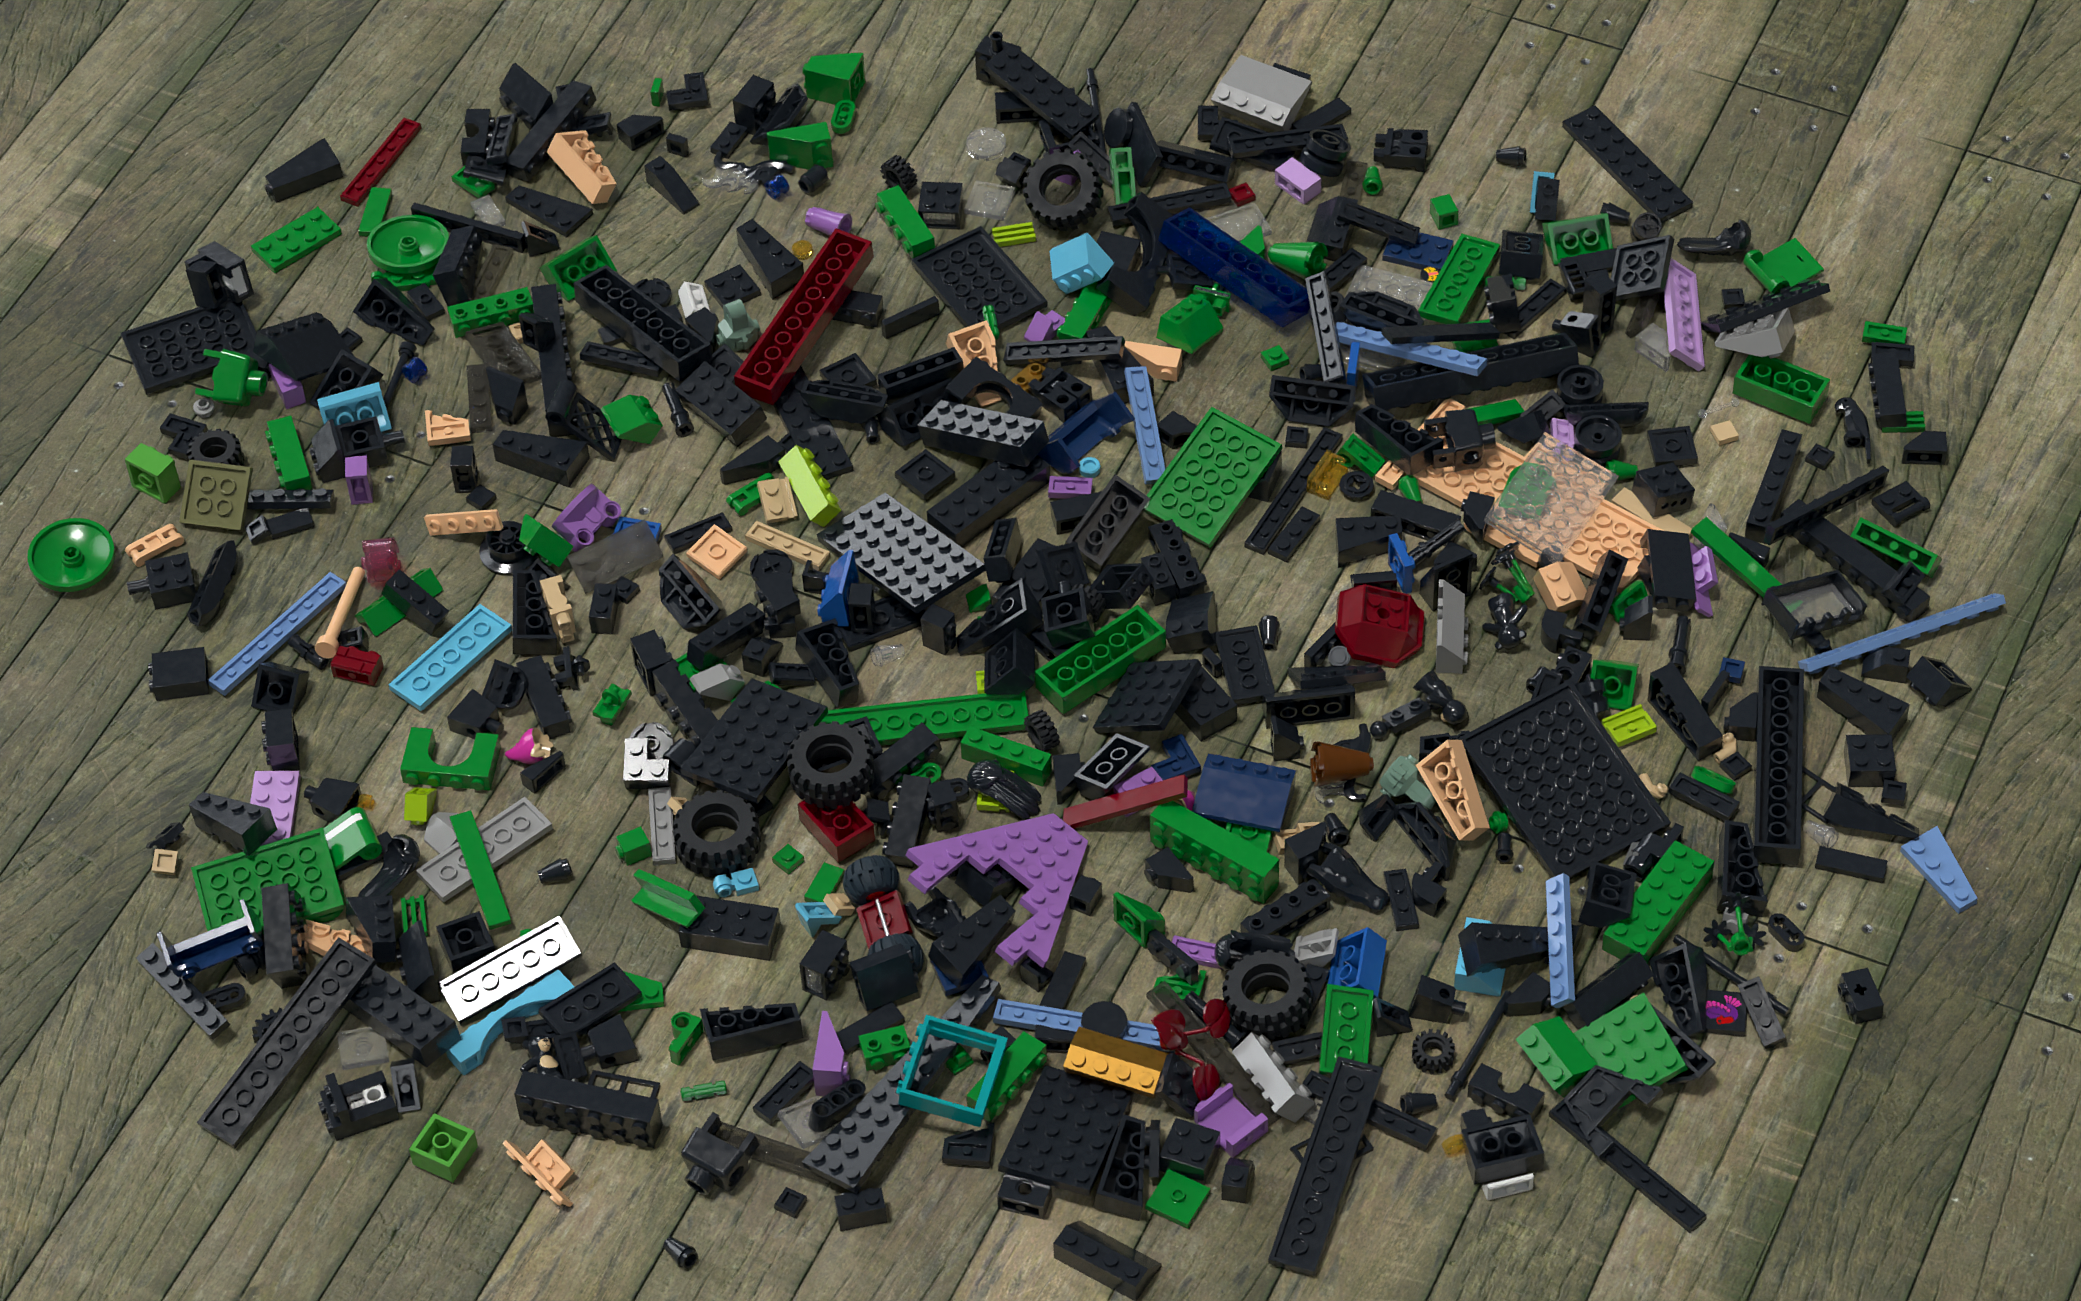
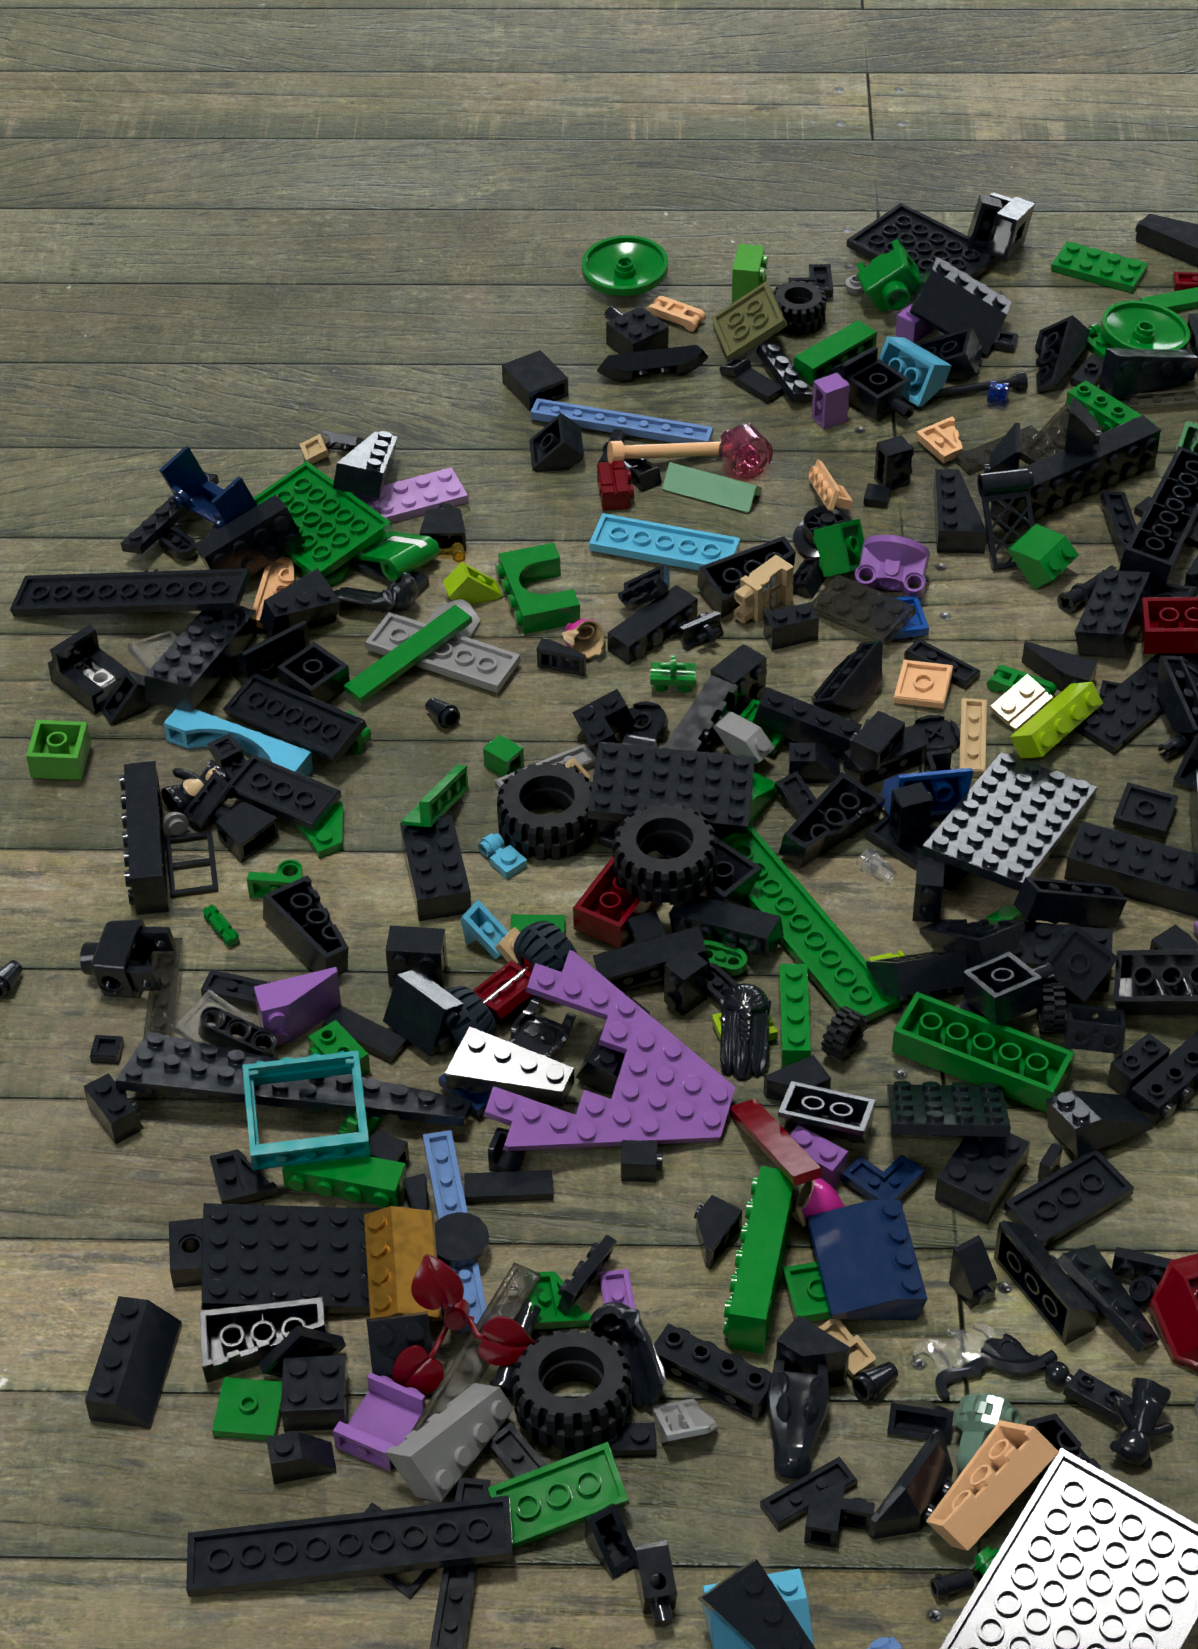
camera: 65 degrees right, 5 degrees down
(281, 740) = (487, 465): black brick -> none
(413, 902) = (338, 634): green tile -> none
(415, 602) = (704, 488): black brick -> none
(474, 716) = (600, 585): black torso -> none
(546, 1166) = (65, 835): light nougat bracket -> none
(626, 589) = (830, 636): black plate -> none
(788, 859) = (556, 886): green plate -> none
(1136, 918) = (625, 1220): green slope -> none
(1269, 631) = (1136, 1204): black cone -> none
(1338, 764) = (962, 1339): reddish brown cone -> none
(1359, 961) = (672, 1479): blue slope -> none
(1417, 1102) = (495, 1620): black cone -> none
(1433, 1062) = (584, 1594): black tyre -> none

